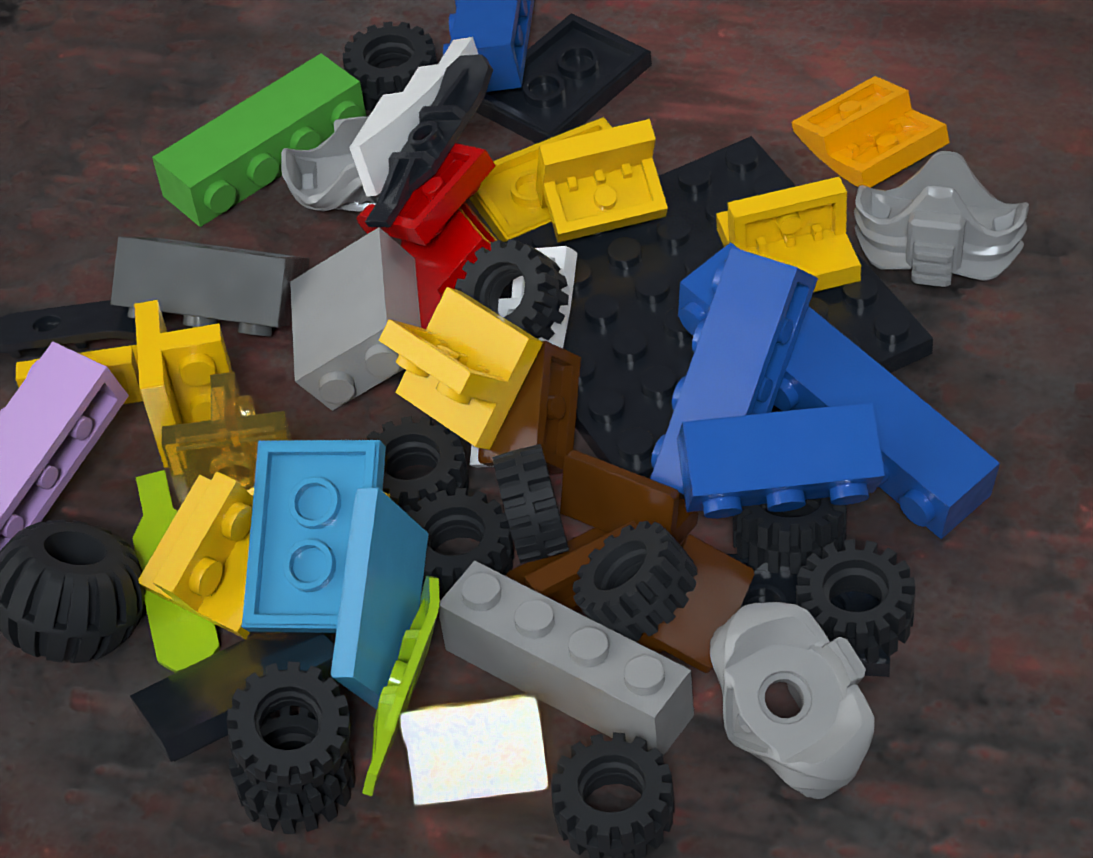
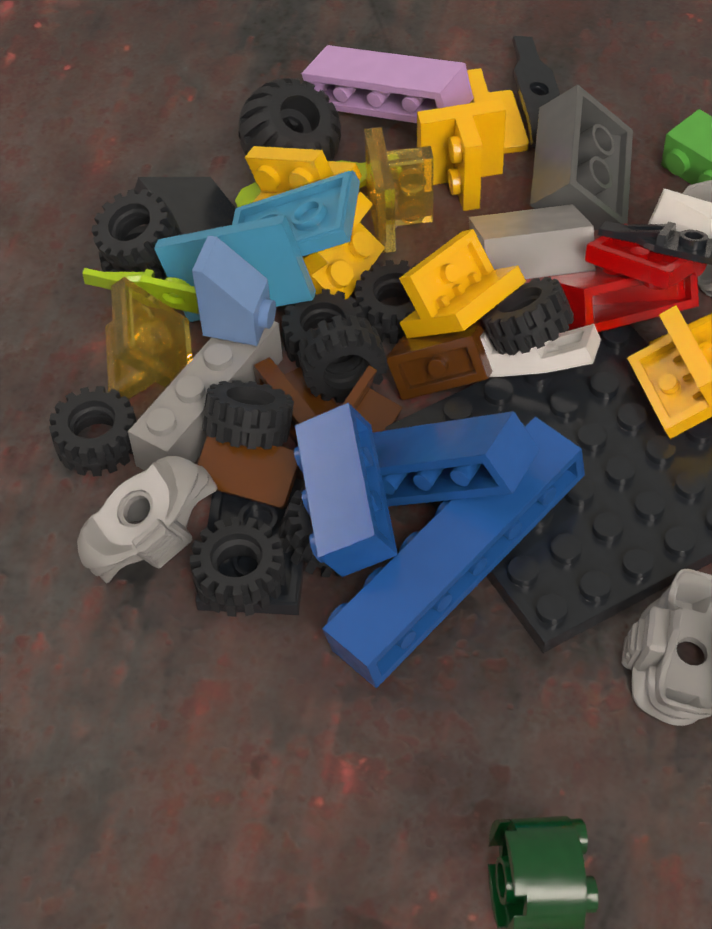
camera: 85 degrees right, 5 degrees up
(473, 572) = (231, 295): none -> medium blue slope
(798, 228) = (633, 519): yellow bracket -> none

